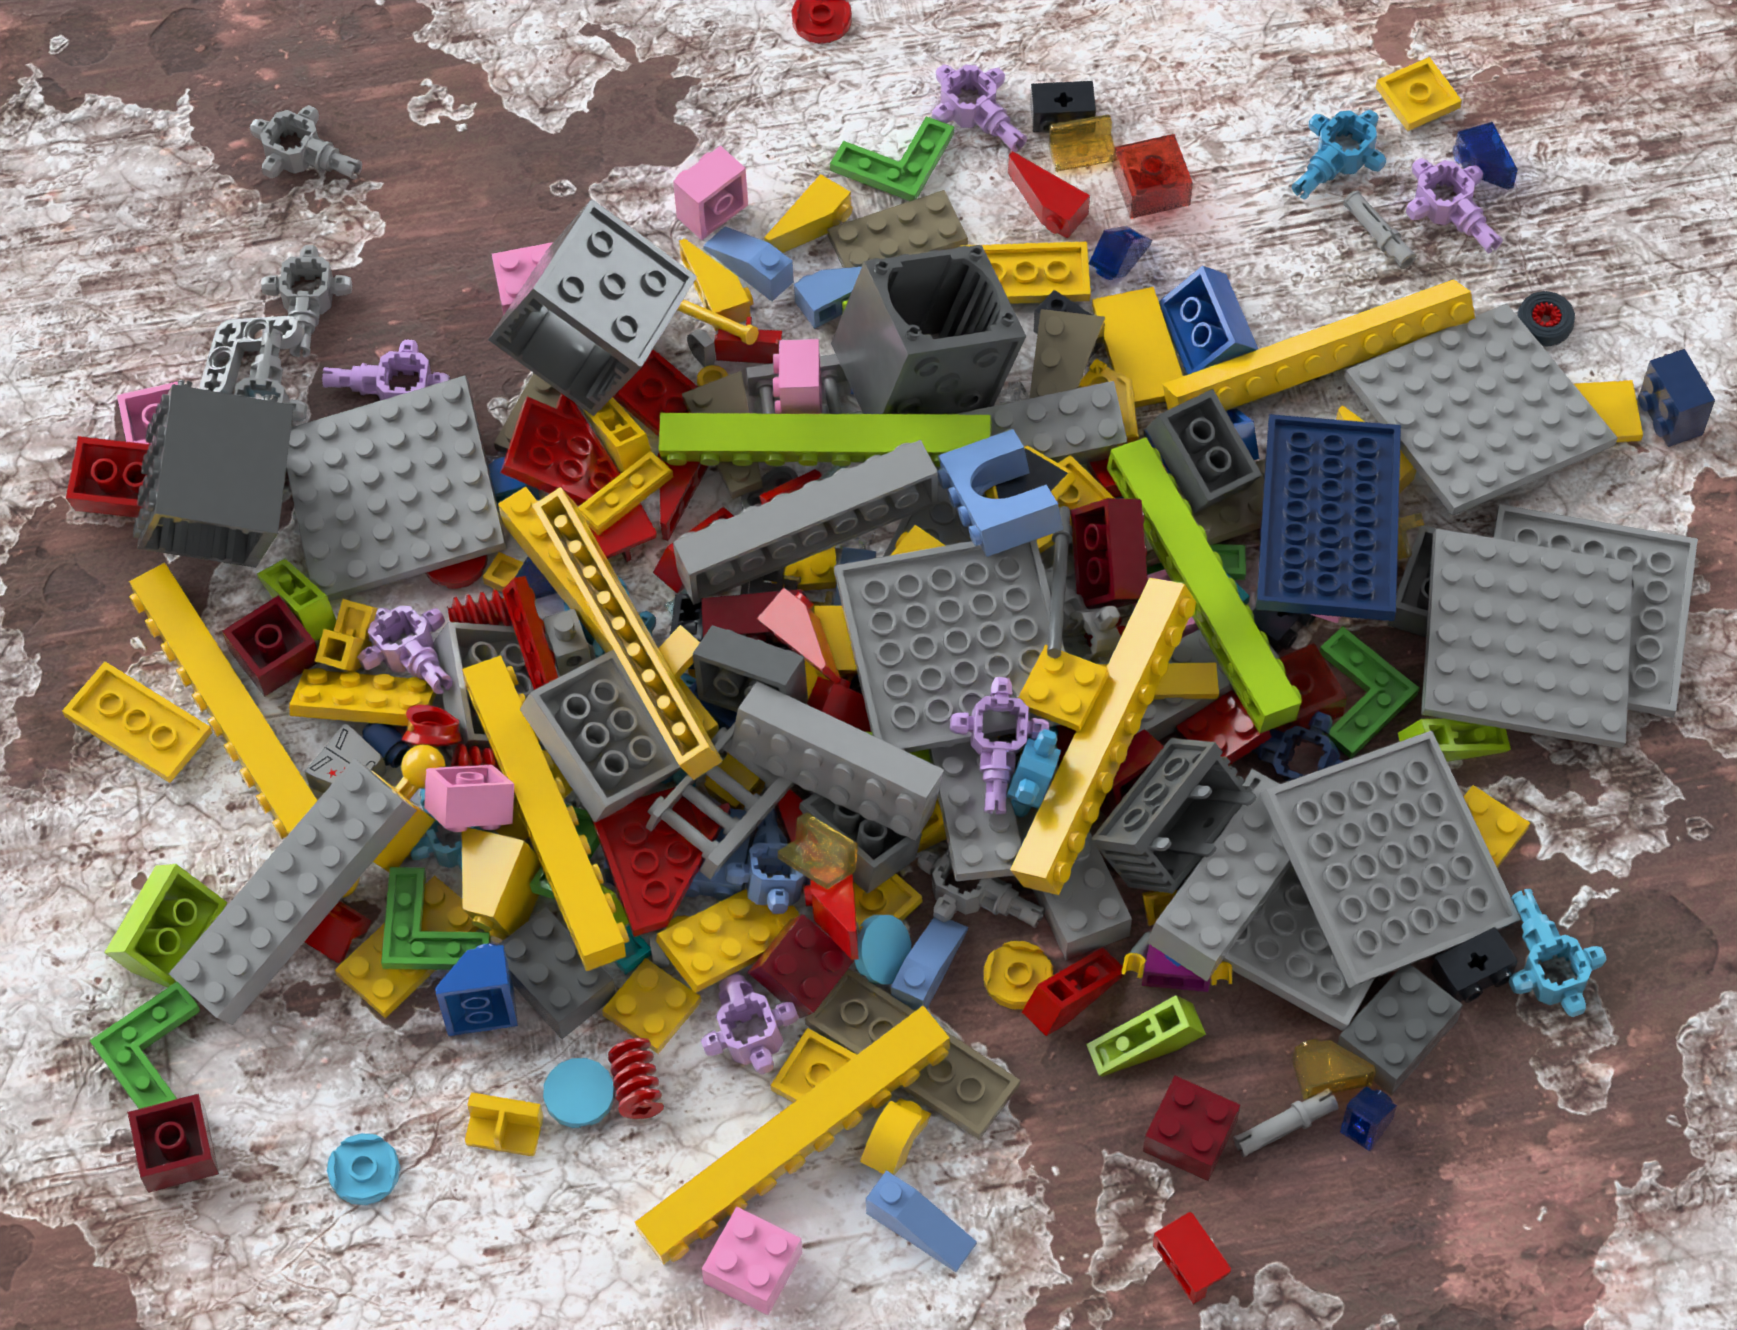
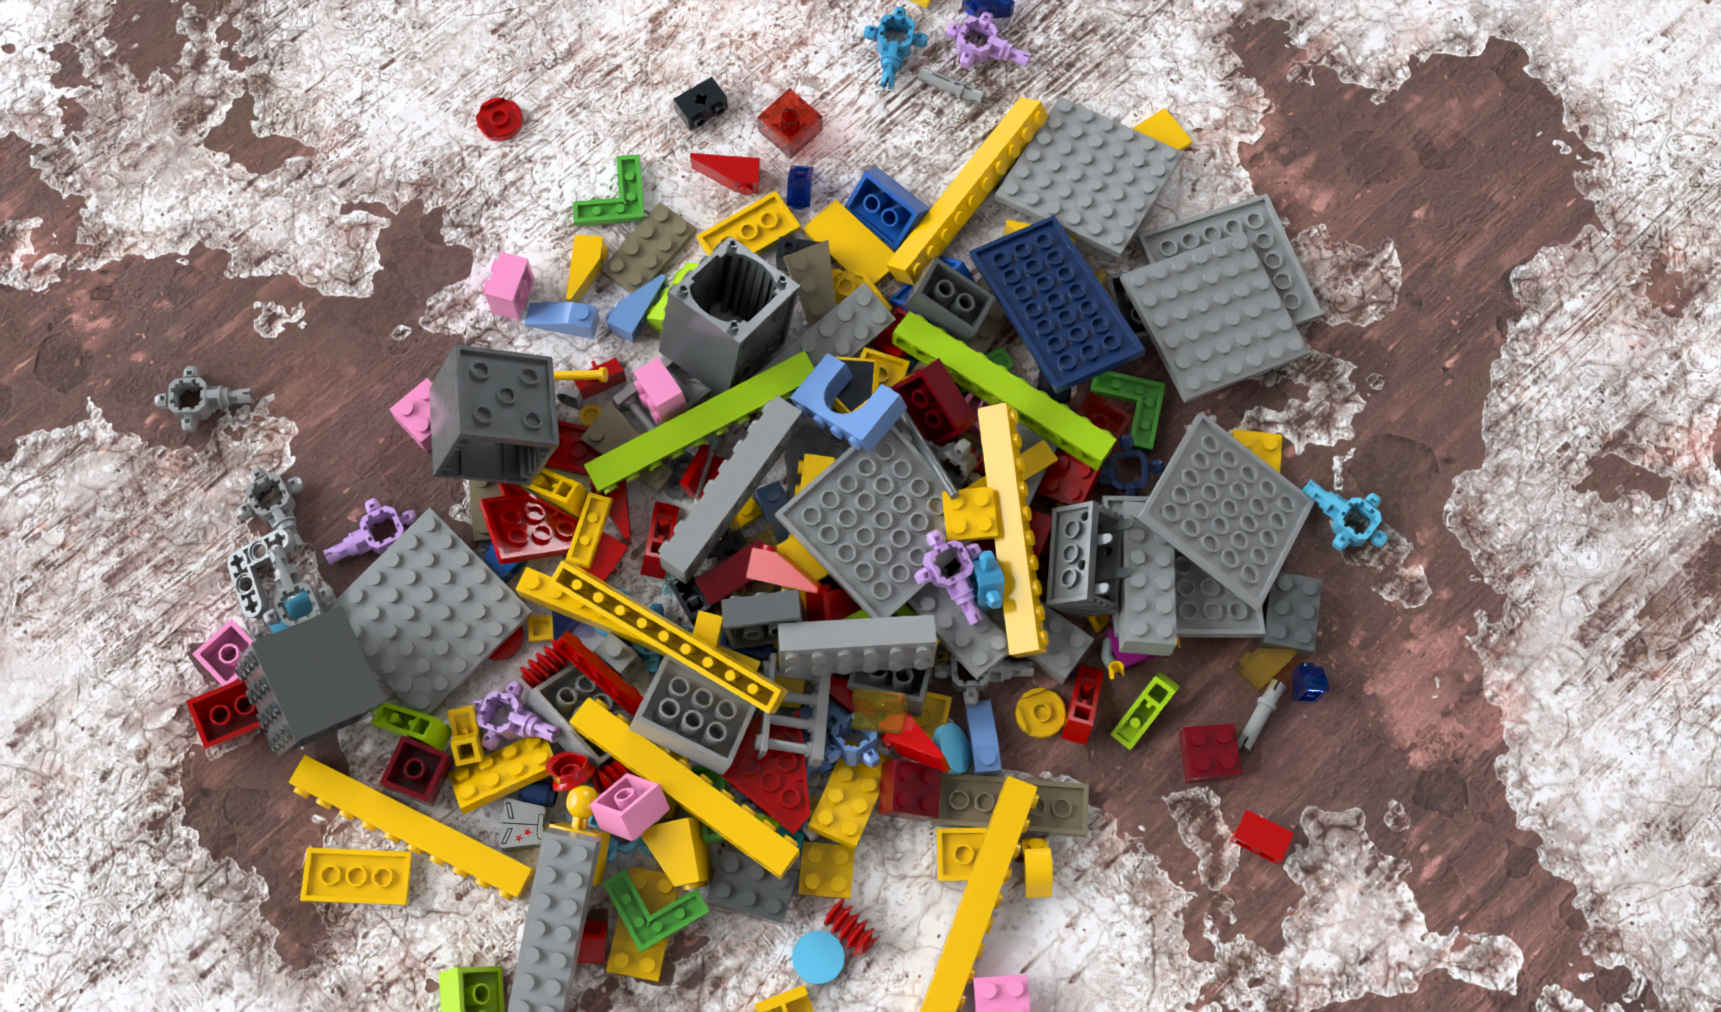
camera: 35 degrees left, 10 degrees up
(478, 992) = (720, 933): blue slope -> none
(716, 285) = (566, 354): yellow slope -> none
(738, 1004) = (883, 836): lavender piece -> none
(918, 1221) = (1085, 914): medium blue slope -> none
(986, 112) = (654, 133): lavender piece -> none
(1081, 143) = (728, 123): clear yellow panel -> none
(1459, 738) = (1208, 404): lime slope -> none
(1483, 952) = (1312, 535): black brick -> none
(1552, 305) = (1094, 85): black bush -> none
(1676, 398) = (1202, 107): dark blue piece -> none

